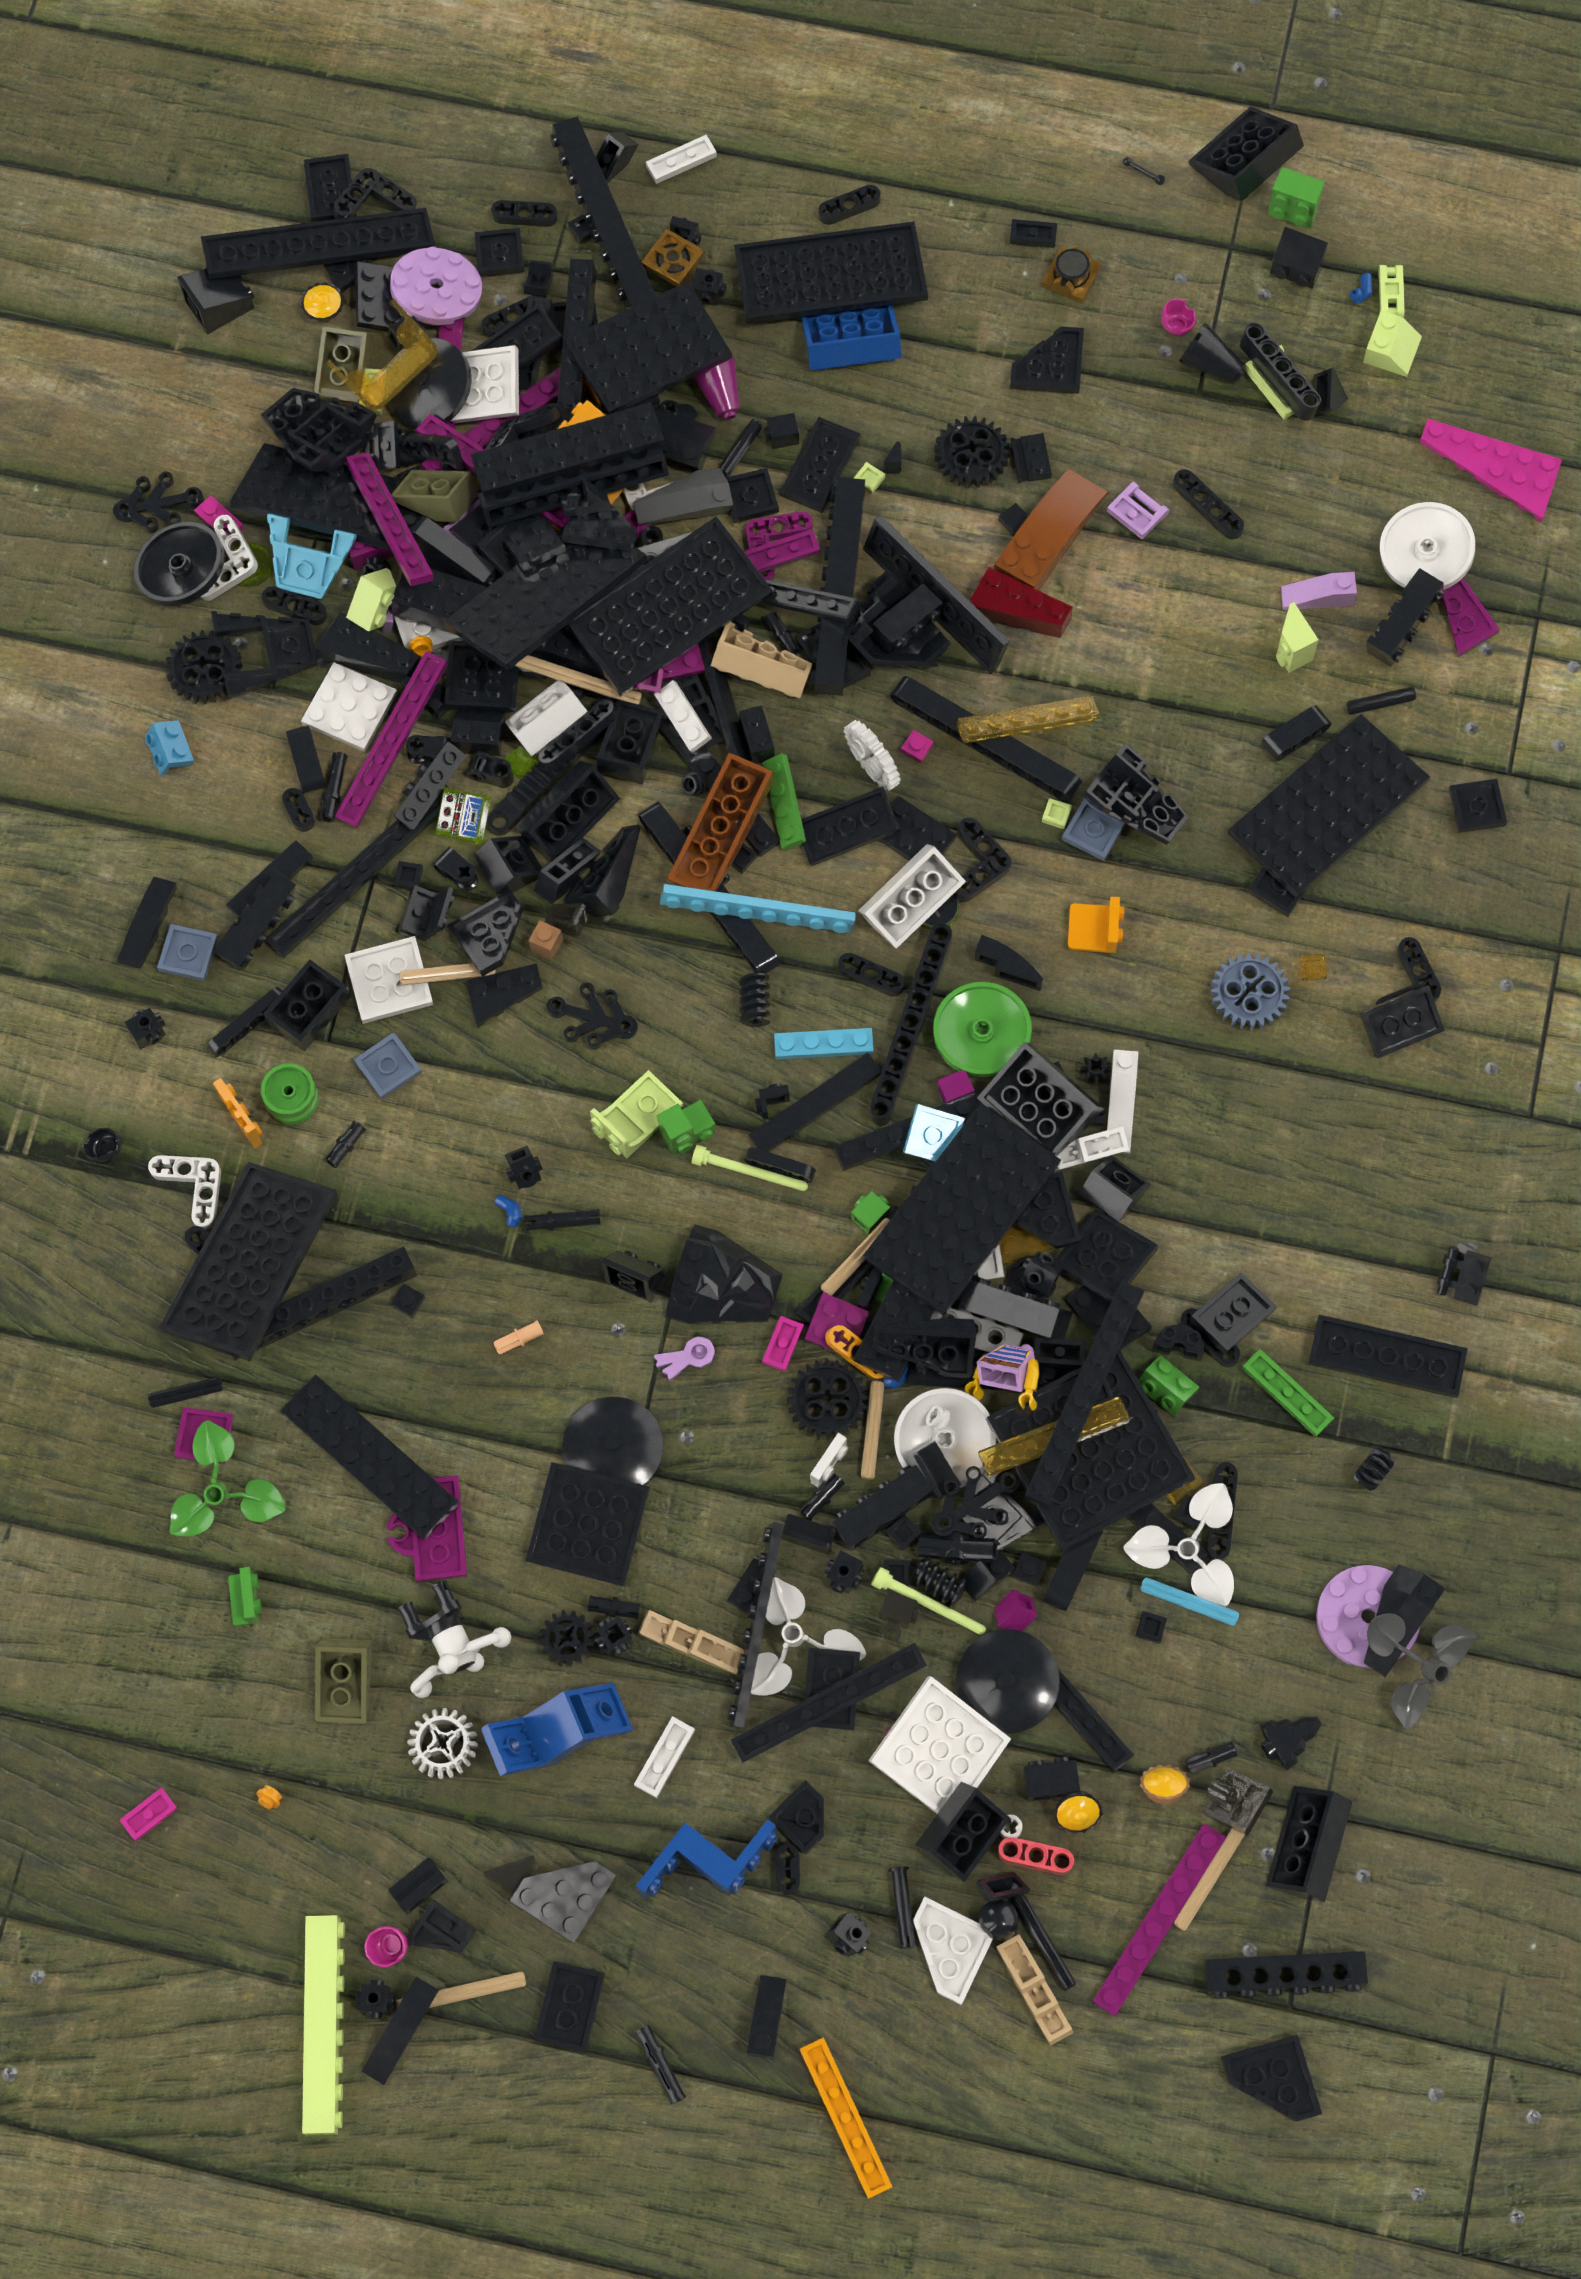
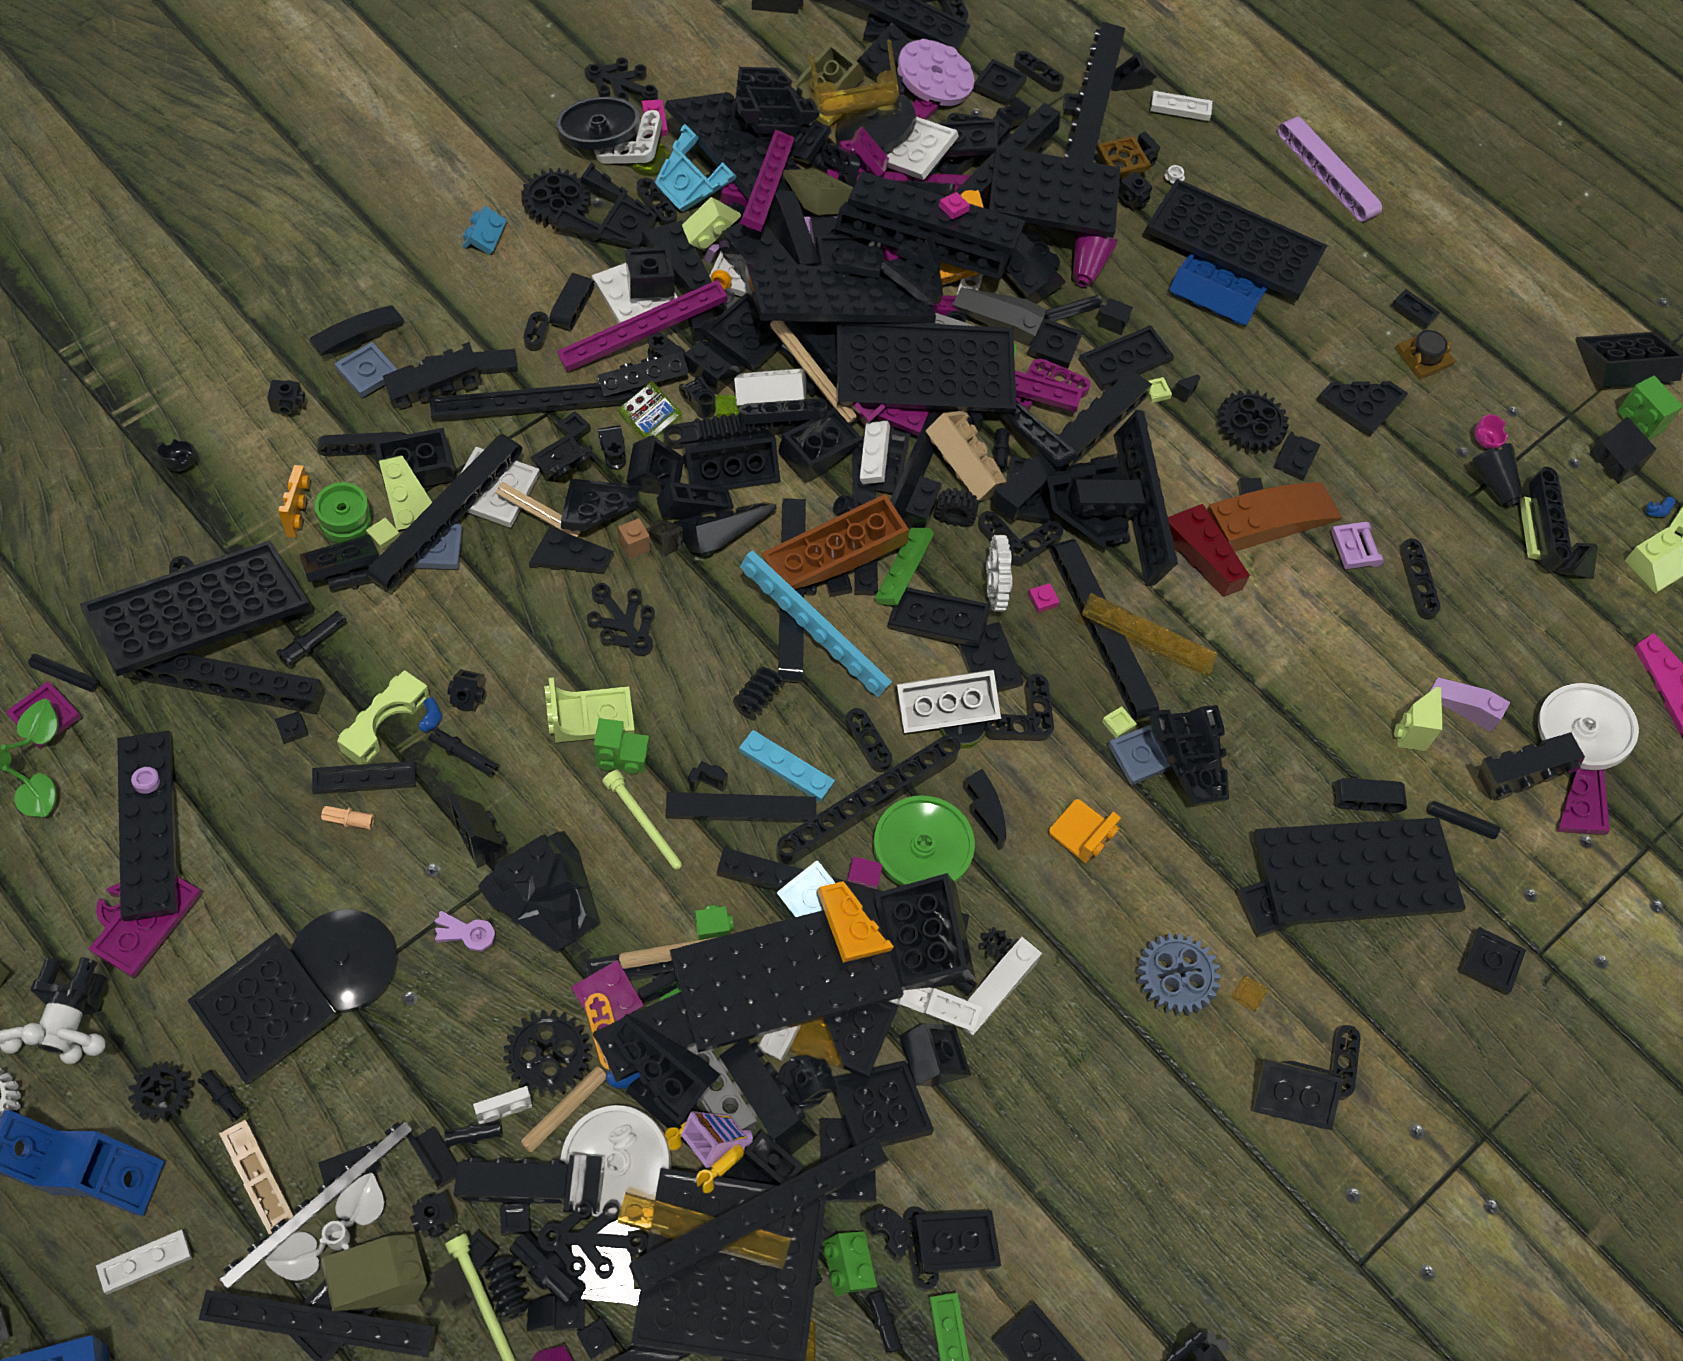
camera: 25 degrees right, 10 degrees down
(195, 1175) = (223, 525): white beam -> none
(321, 1135) = (338, 558): none -> black plate
(322, 301) = (846, 34): yellow piece -> none
(329, 1041) = (404, 491): none -> yellowish green wing
(331, 796) = (568, 336): black pin -> none
(333, 1087) = (383, 533): none -> yellowish green tile
(340, 1424) = (145, 780): none -> lavender tile
(356, 1228) = (302, 645): none -> black pin
(357, 684) = (649, 272): none -> black slope
(374, 1031) = (444, 512): none -> black beam
(455, 424) = (869, 151): none -> magenta plate
(475, 1210) = (402, 696): none -> yellowish green arch
(501, 1297) = (363, 777): none -> black tile
(582, 434) = (954, 205): none -> dark pink plate
(617, 1628) = (189, 1112): black brick -> none
(728, 235) = (1174, 172): none -> white plate
(780, 1165) = (671, 833): black beam -> none
(782, 1344) = (551, 979): dark pink plate -> none
(789, 717) = (957, 507): none -> black tyre
(842, 1639) = (375, 1274): none -> olive slope
(845, 213) = (1270, 209): black beam -> none
(858, 714) = (1016, 544): none -> black beam
(860, 134) = (1329, 169): none -> lavender beam
(985, 1137) = (851, 928): none -> light orange wing
(1159, 179) = (1544, 335): black hinge -> none
(1223, 1407) = (884, 1323): none -> black pin

